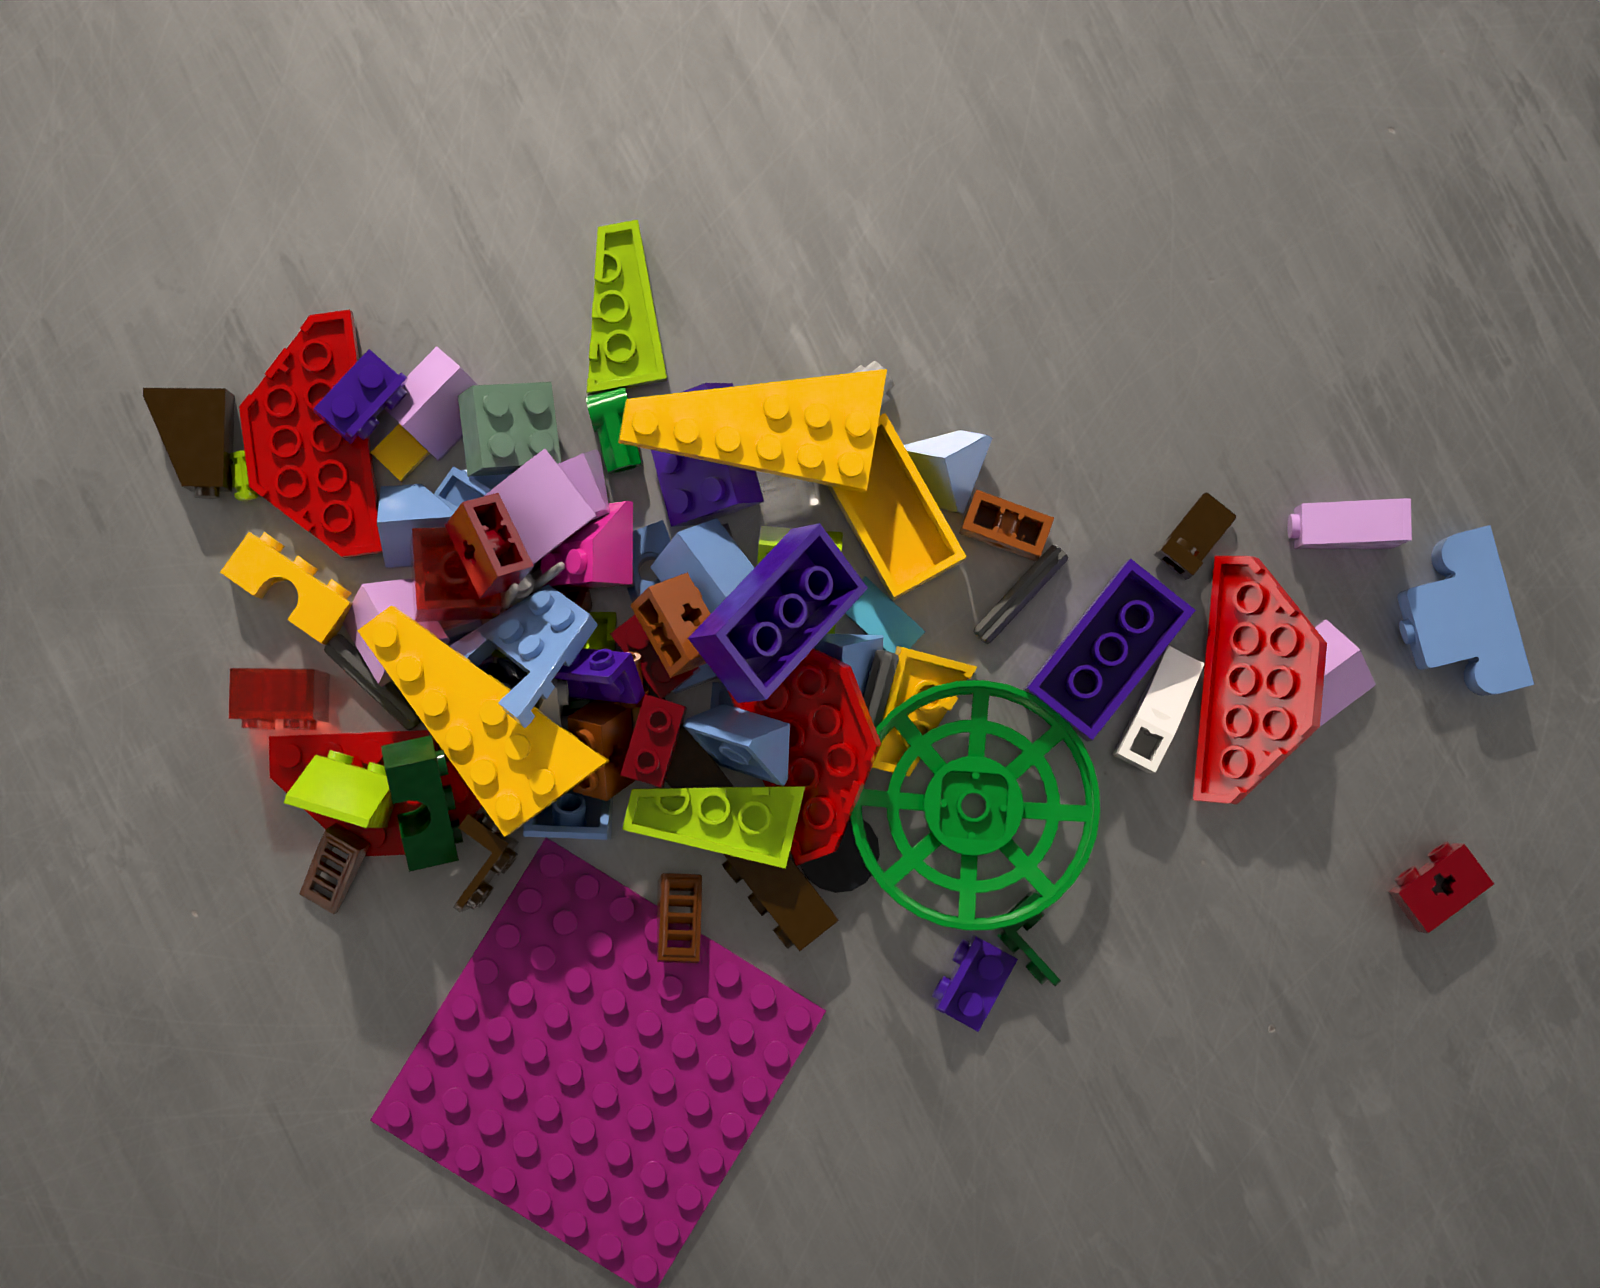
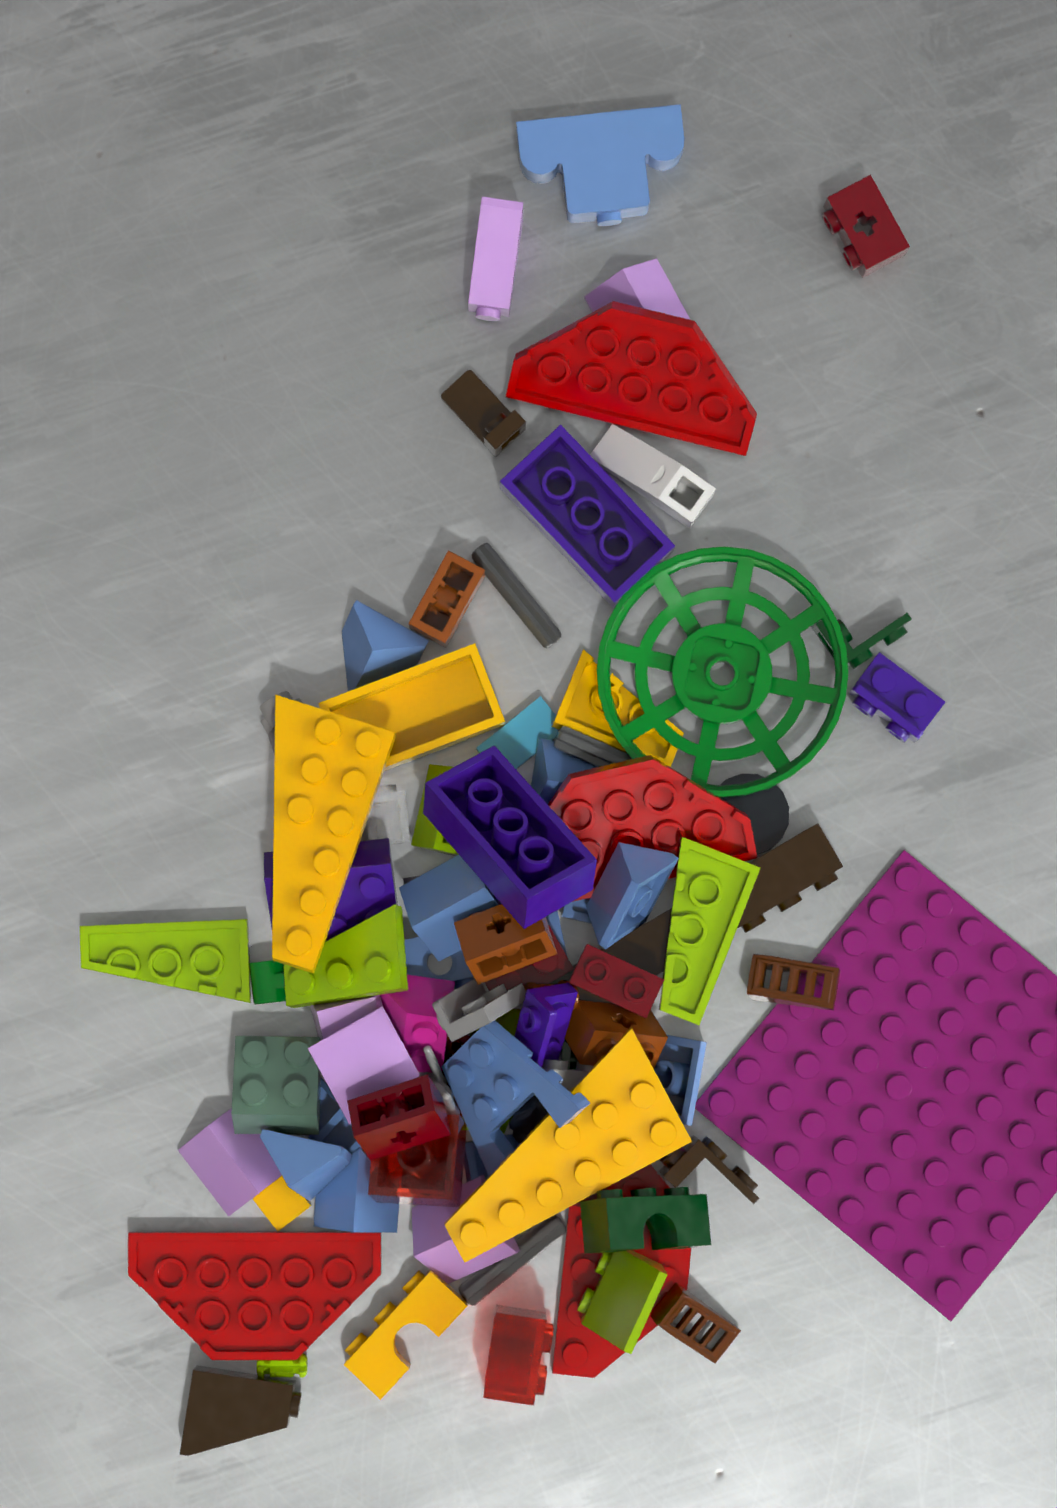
camera: 85 degrees left, 0 degrees up
(361, 396) = (222, 1232): dark purple bracket -> none
(435, 464) = (305, 1162): none -> medium blue slope
(607, 604) = (473, 1007): none -> light grey bracket
(635, 484) = (354, 964): none -> lime wing

